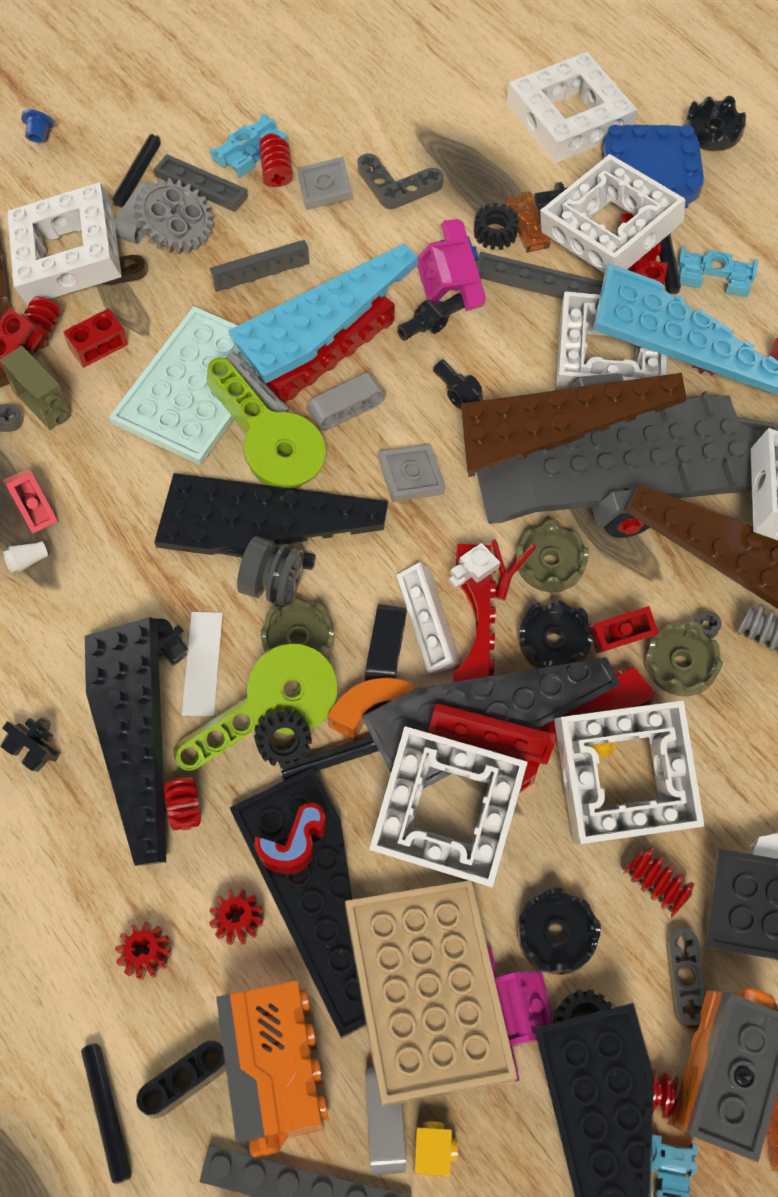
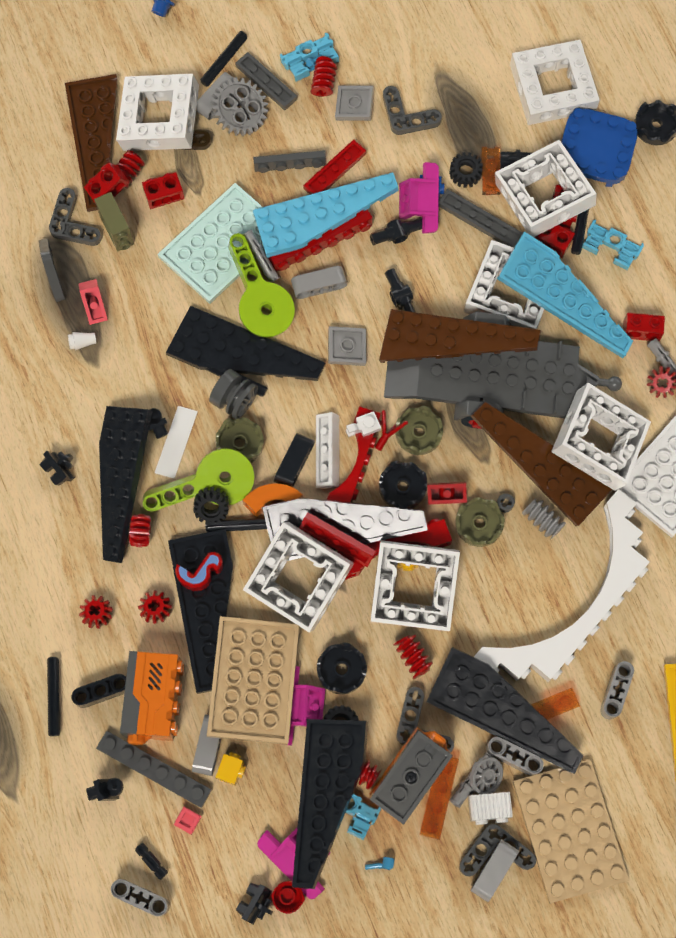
camera: 15 degrees right, 10 degrees up
(325, 259) = (335, 168): none -> red plate

